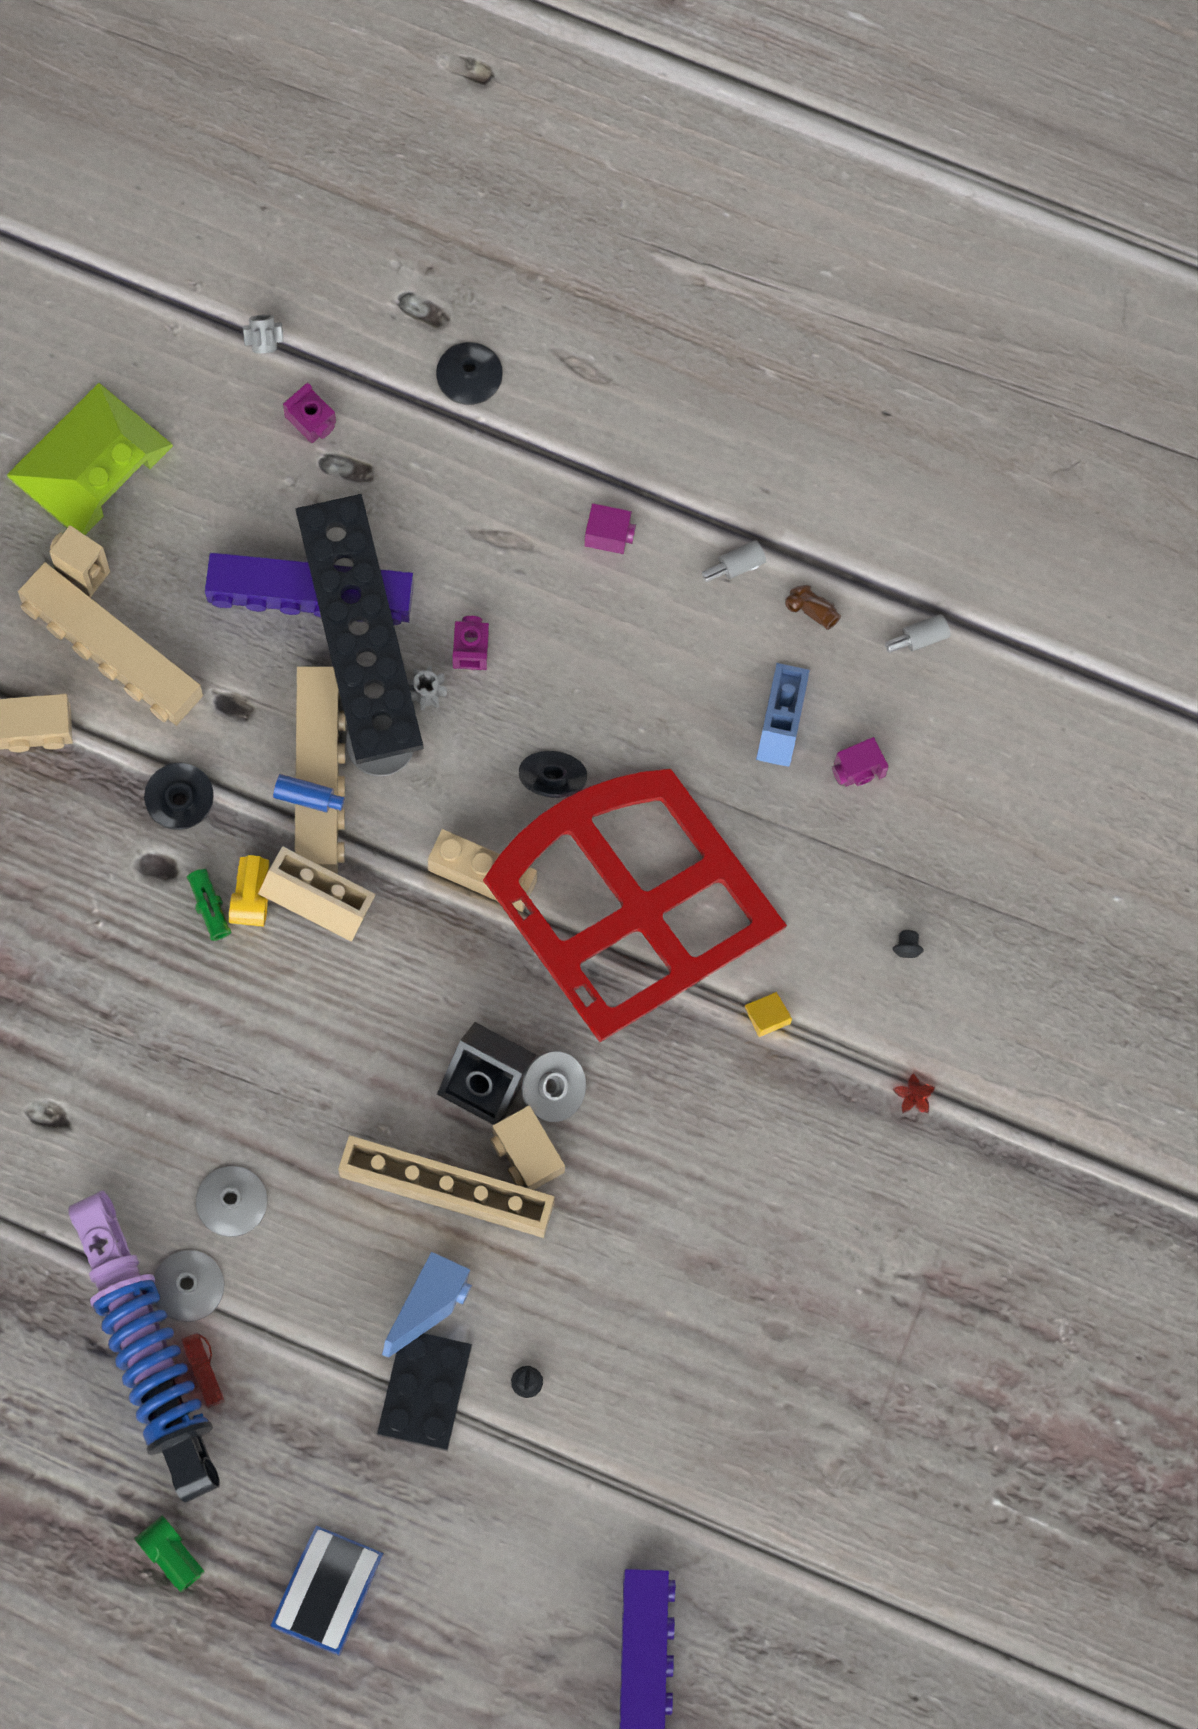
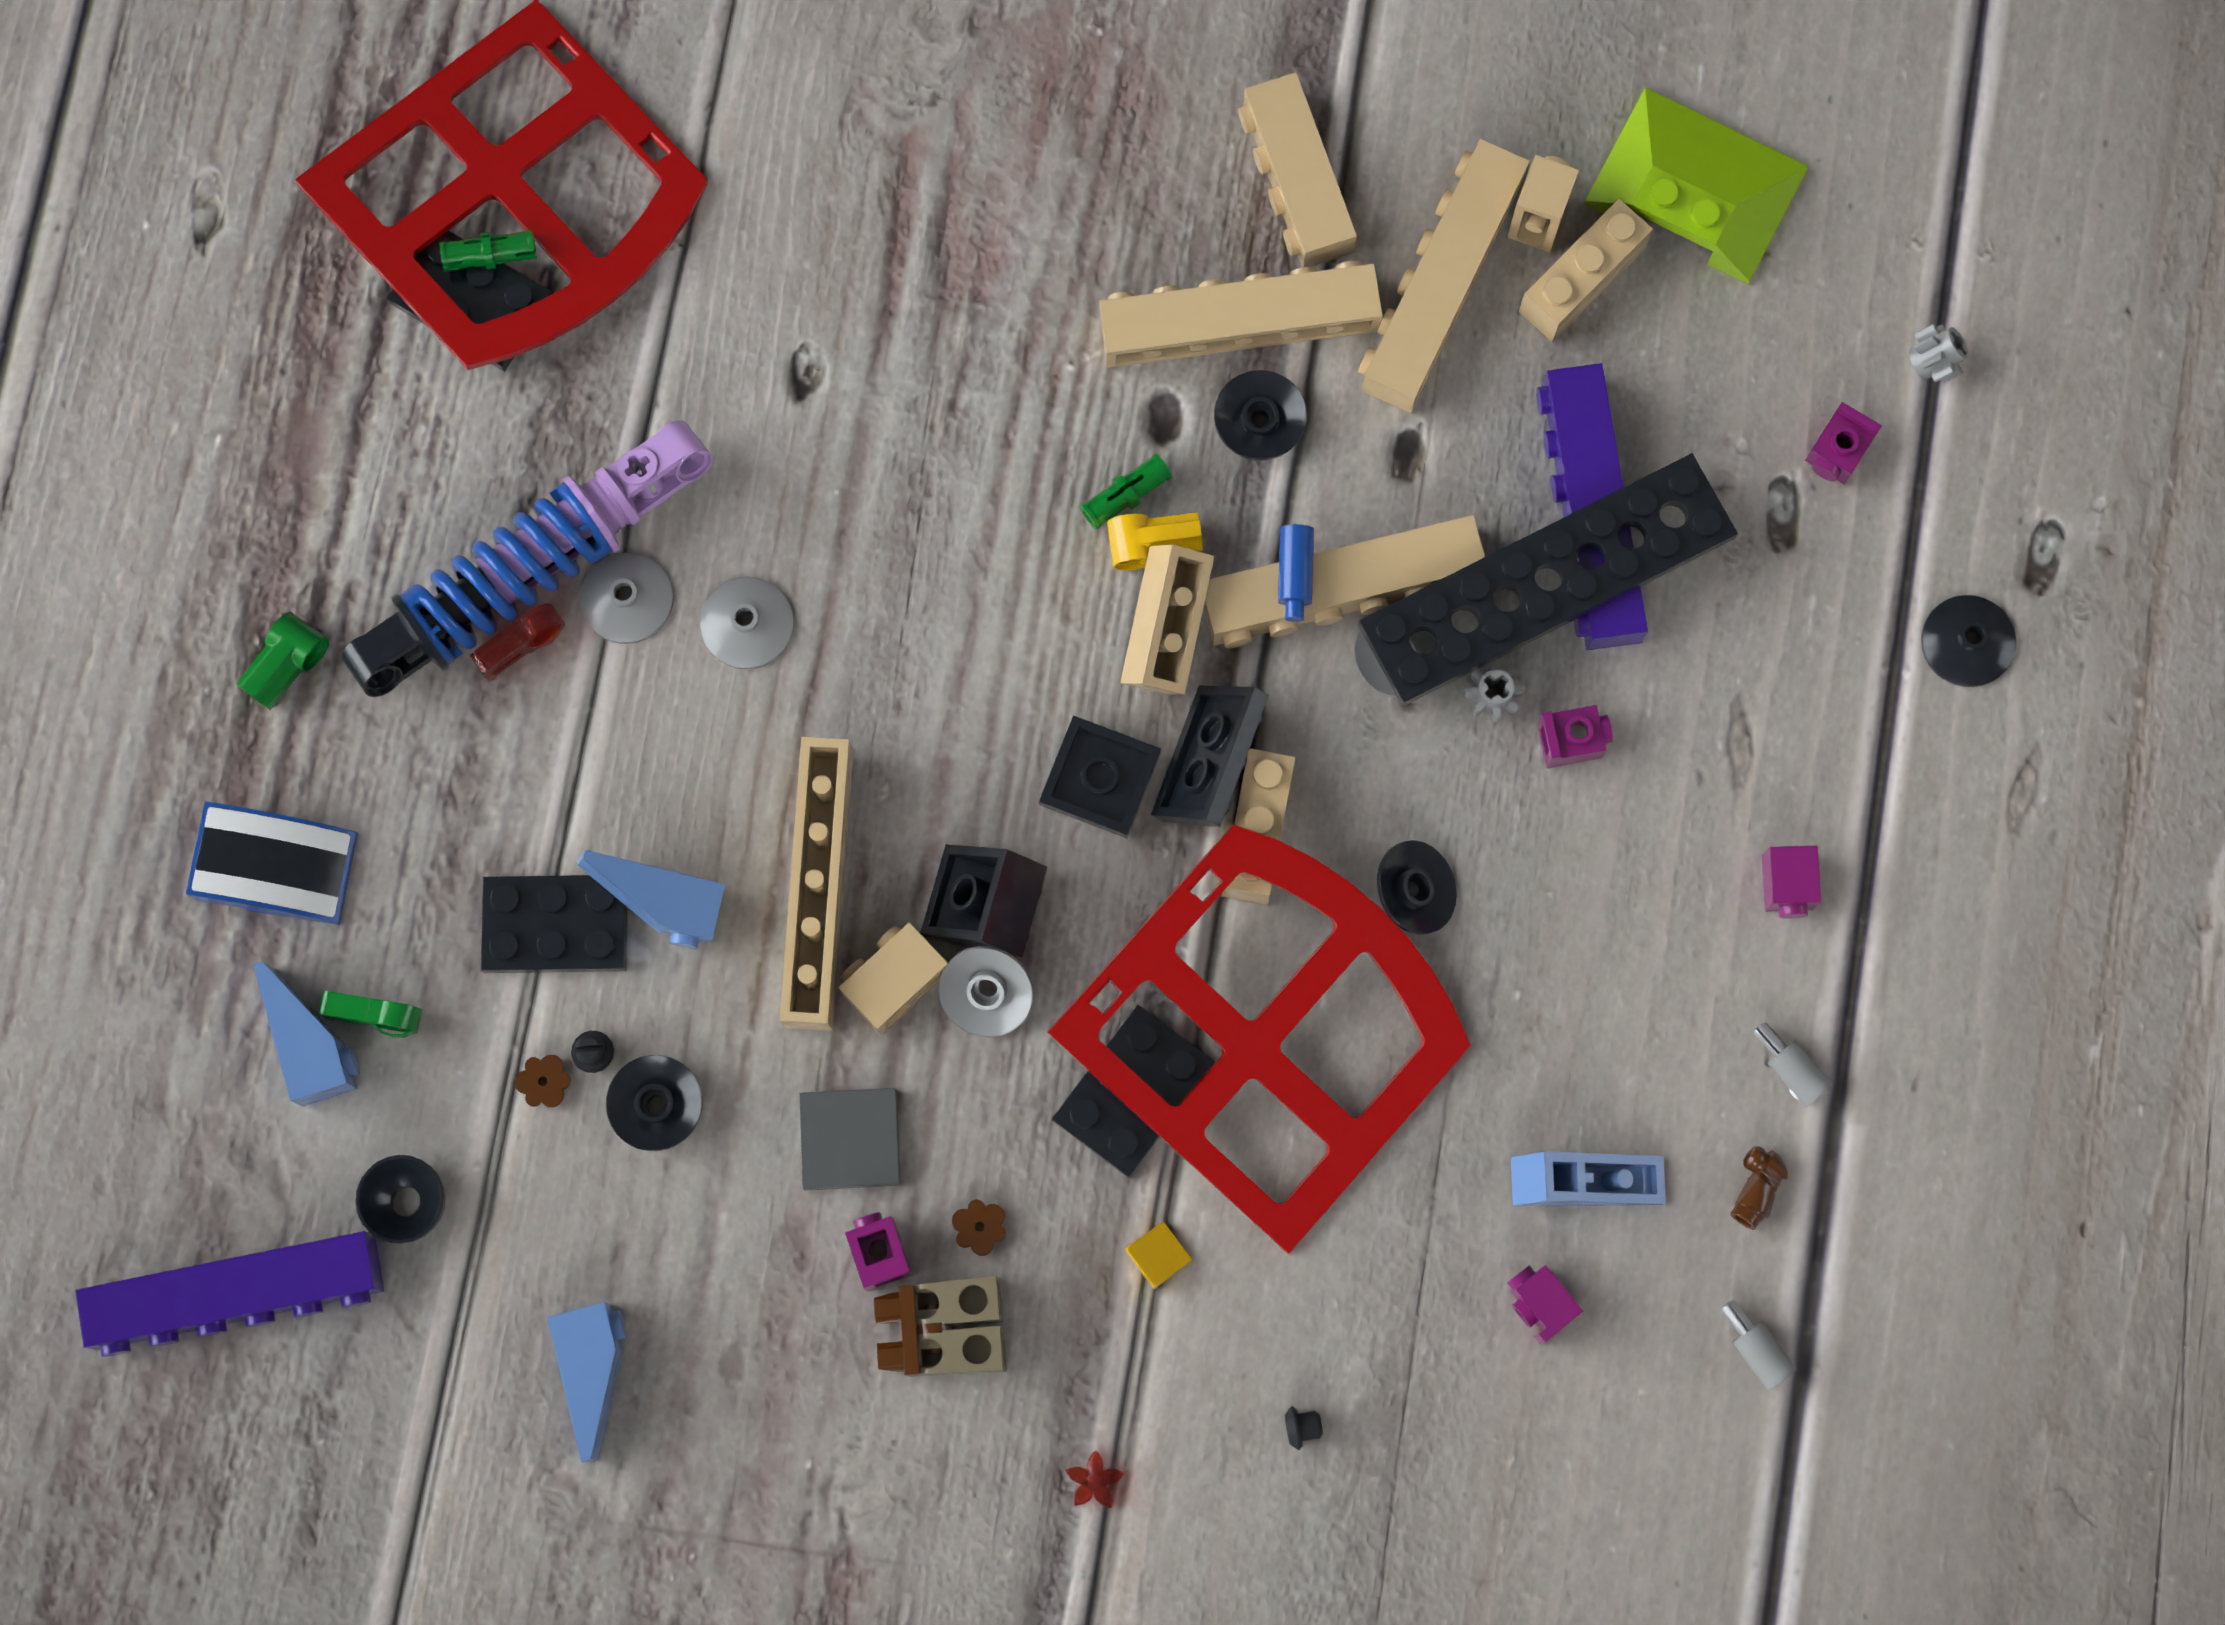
camera: 85 degrees right, 5 degrees up
(98, 793) = (1240, 314): none -> tan brick
(135, 548) = (1585, 270): none -> tan brick
(416, 972) = (1100, 776): none -> black plate
(423, 889) = (1210, 755): none -> black plate
(460, 1536) = (371, 1012): none -> green piece
(474, 1590) = (309, 1052): none -> medium blue slope
(533, 1414) = (535, 1070): none -> reddish brown plant
(582, 1323) = (635, 1087): none -> black dish
(611, 1521) = (379, 1188): none -> black piece
(635, 1209) = (849, 1139): none -> dark grey tile
(666, 1026) = (1105, 1122): none -> black plate
(715, 1123) = (966, 1220): none -> reddish brown plant
(734, 1198) = (877, 1271): none -> magenta brick
(754, 1428) = (589, 1363): none -> medium blue slope
(786, 1182) = (928, 1332): none -> dark tan hips

